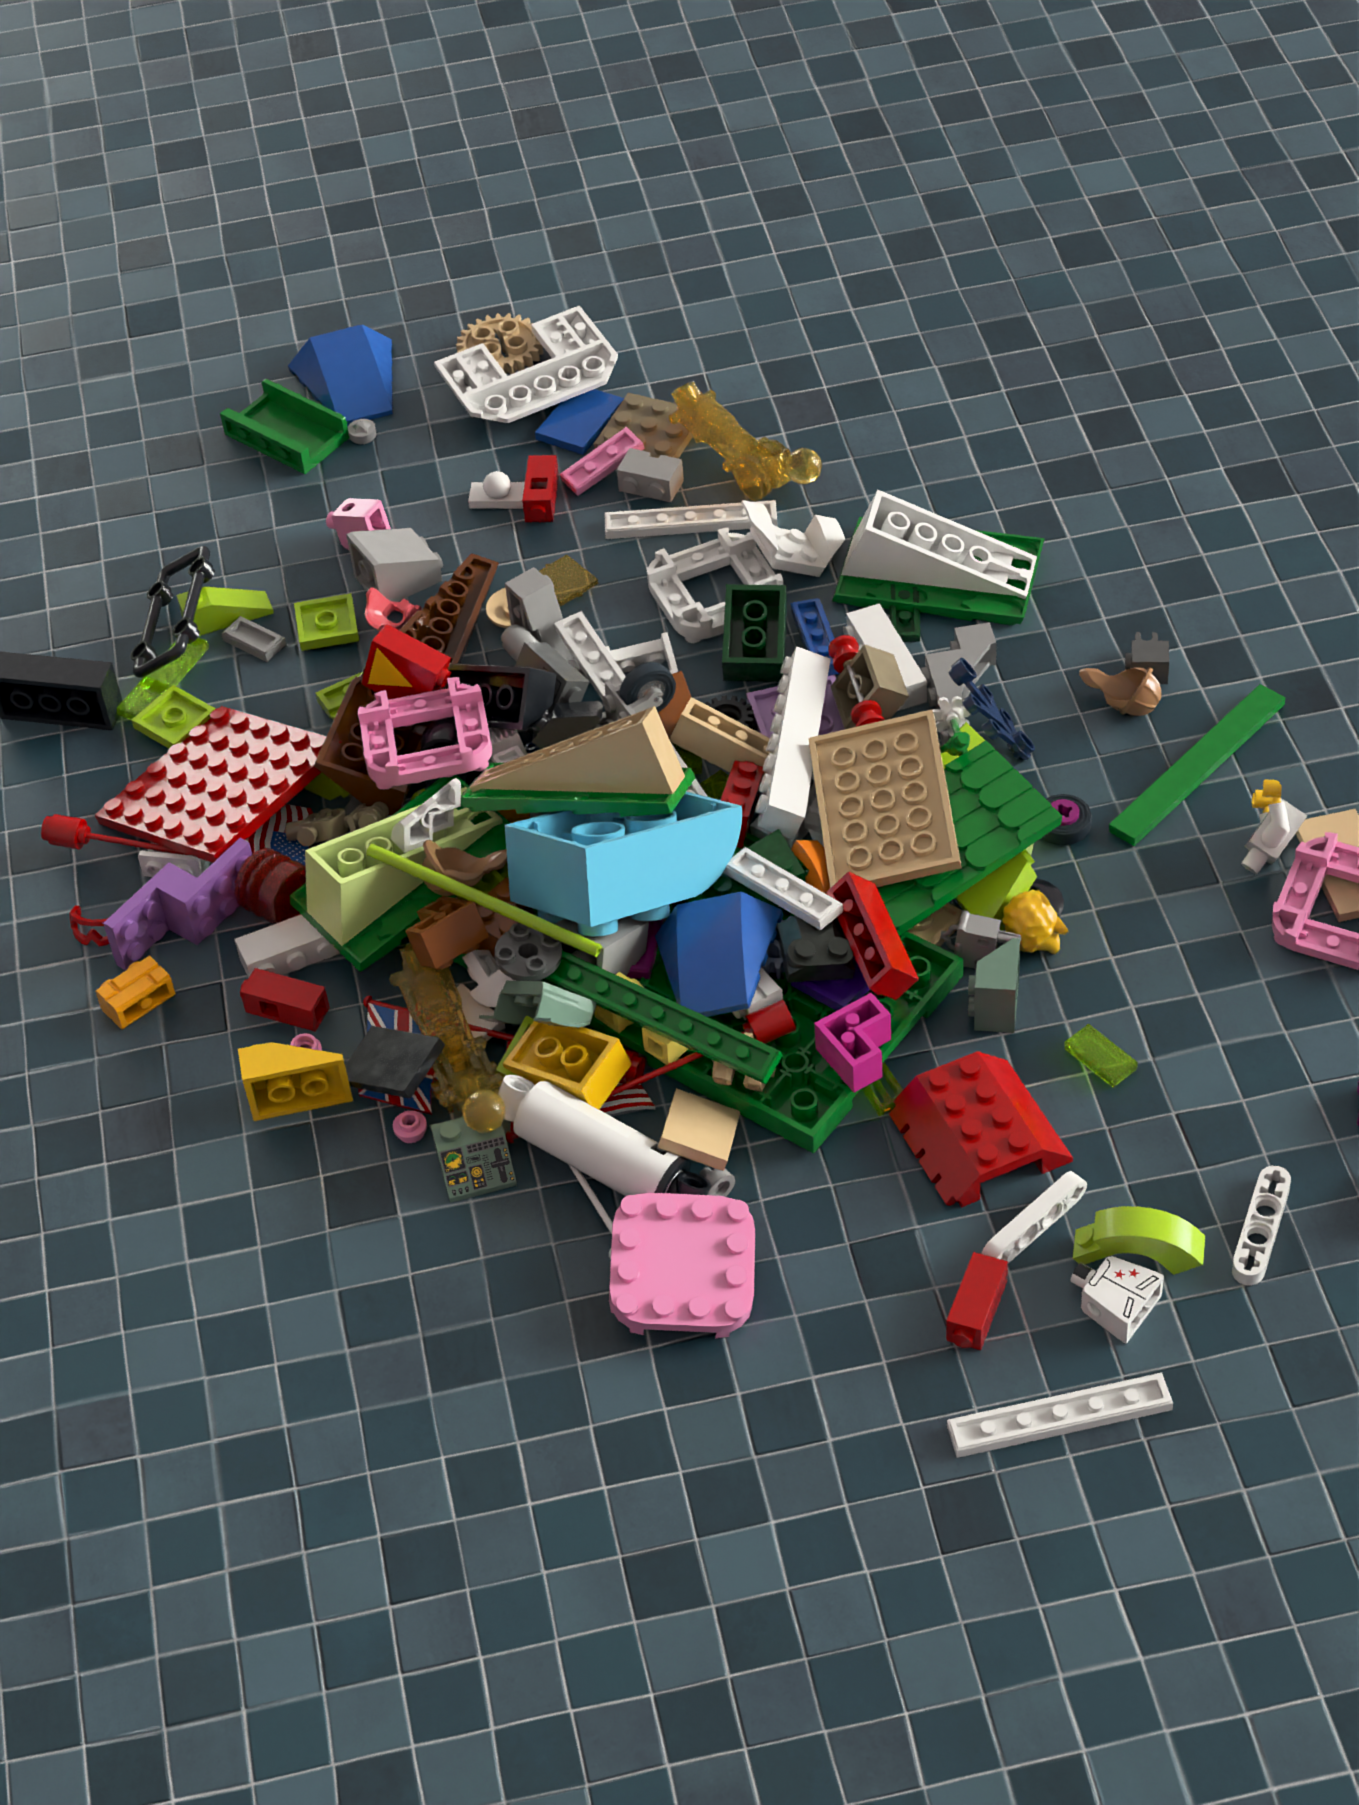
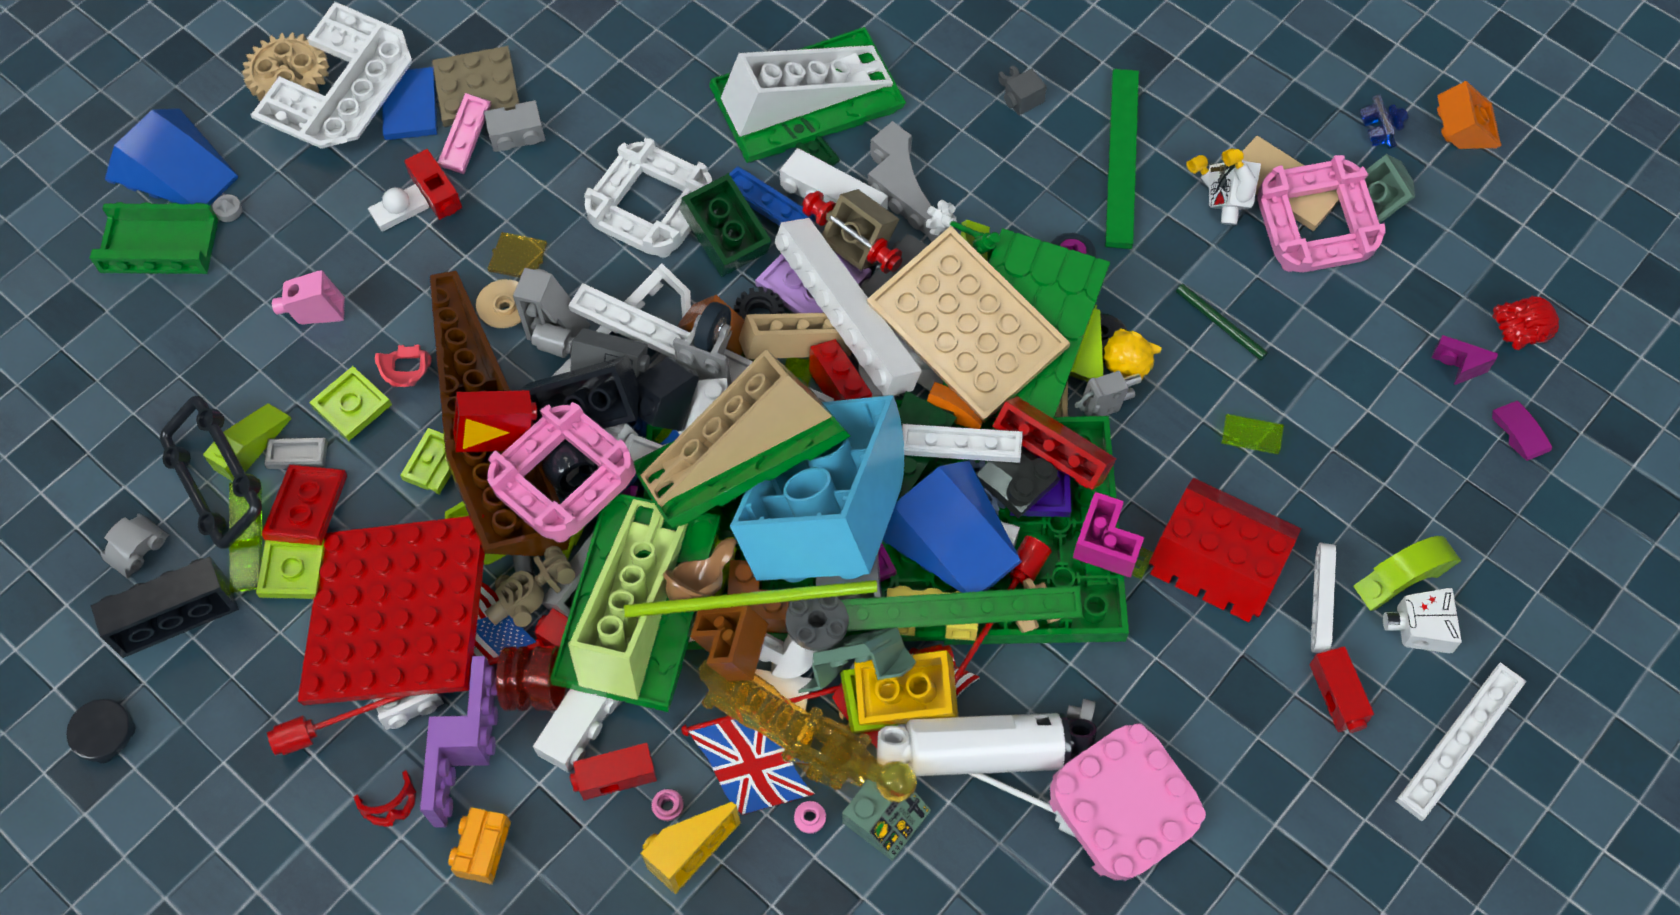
camera: 40 degrees left, 15 degrees up
(75, 634) = (130, 541): none -> light grey cylinder
(224, 676) = (304, 505): none -> red tile
(392, 1061) = (761, 775): black tile -> none
(393, 562) = (367, 319): light grey slope -> none
(428, 818) = (647, 564): white slope -> none
(681, 520) = (576, 149): white tile -> none
(699, 1129) = (1045, 680): tan tile -> none
(754, 463) = (598, 73): clear yellow piece -> none
(792, 549) = (691, 131): white piece -> none
(996, 989) = (1157, 427): sand green slope -> none
(999, 721) = (988, 210): dark blue plant -> none
(1130, 691) = (1031, 124): medium nougat piece -> none
(1163, 949) = (1222, 322): none -> dark green bar
(1261, 1224) = (1468, 501): white beam -> none

